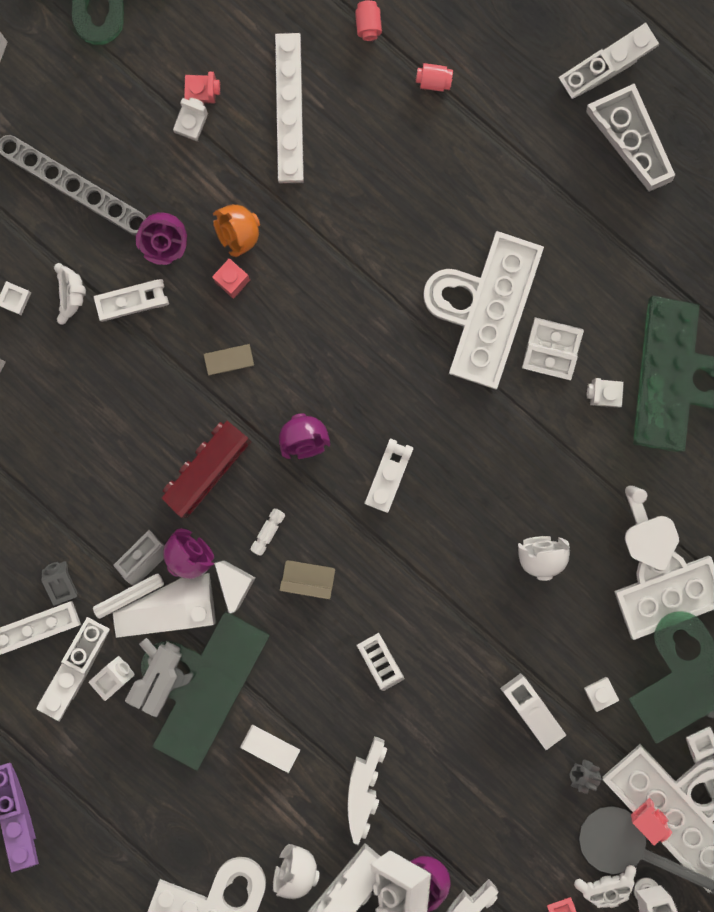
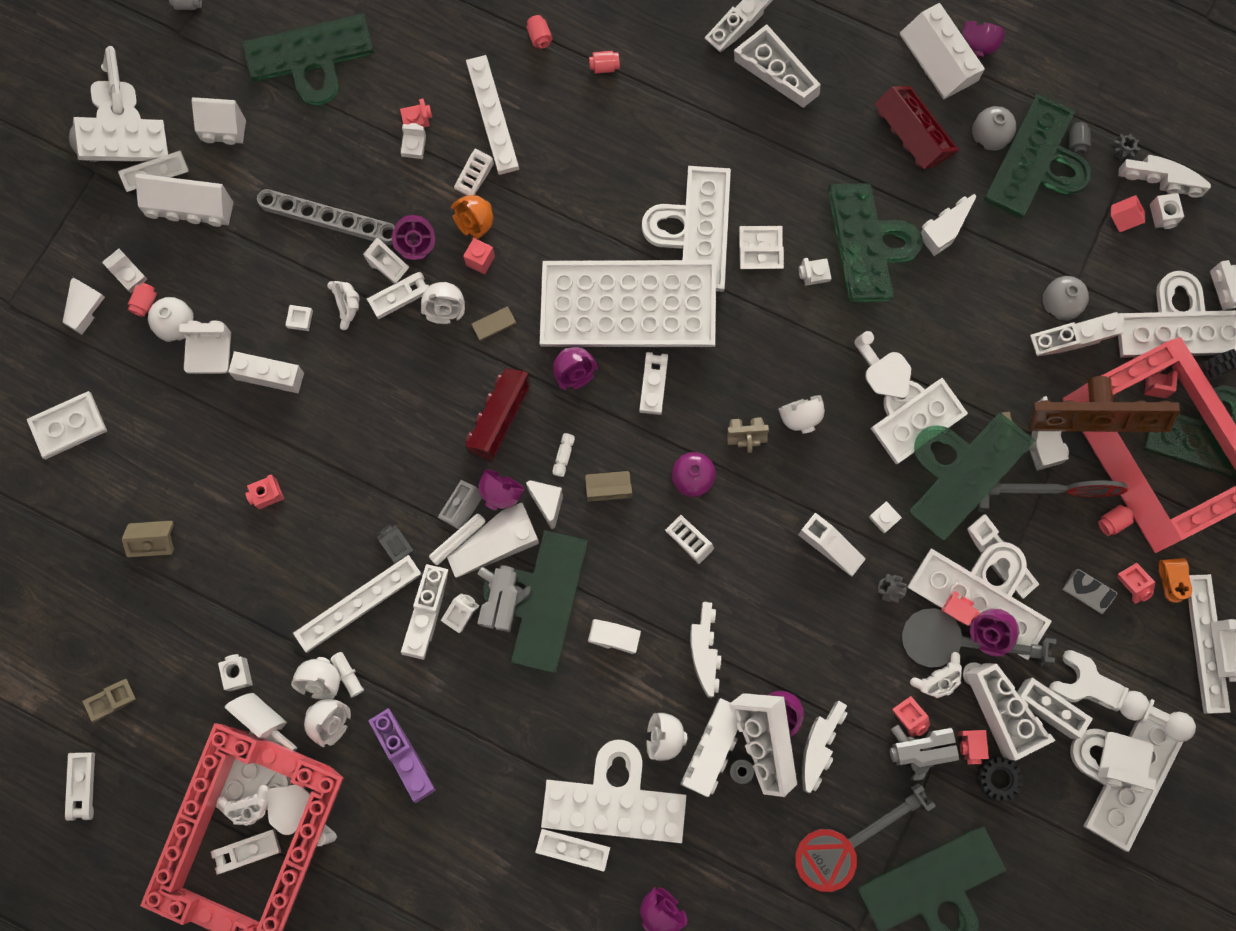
camera: 15 degrees left, 10 degrees down
(124, 258) = (385, 260): none -> white slope
(176, 322) = (442, 302): none -> white cylinder
(256, 182) = (468, 170): none -> white slope
(384, 378) = (628, 303): none -> white plate
(404, 591) = (693, 474): none -> magenta cylinder
(475, 566) = (747, 435): none -> dark tan hips
(681, 859) = (995, 631): none -> magenta cylinder

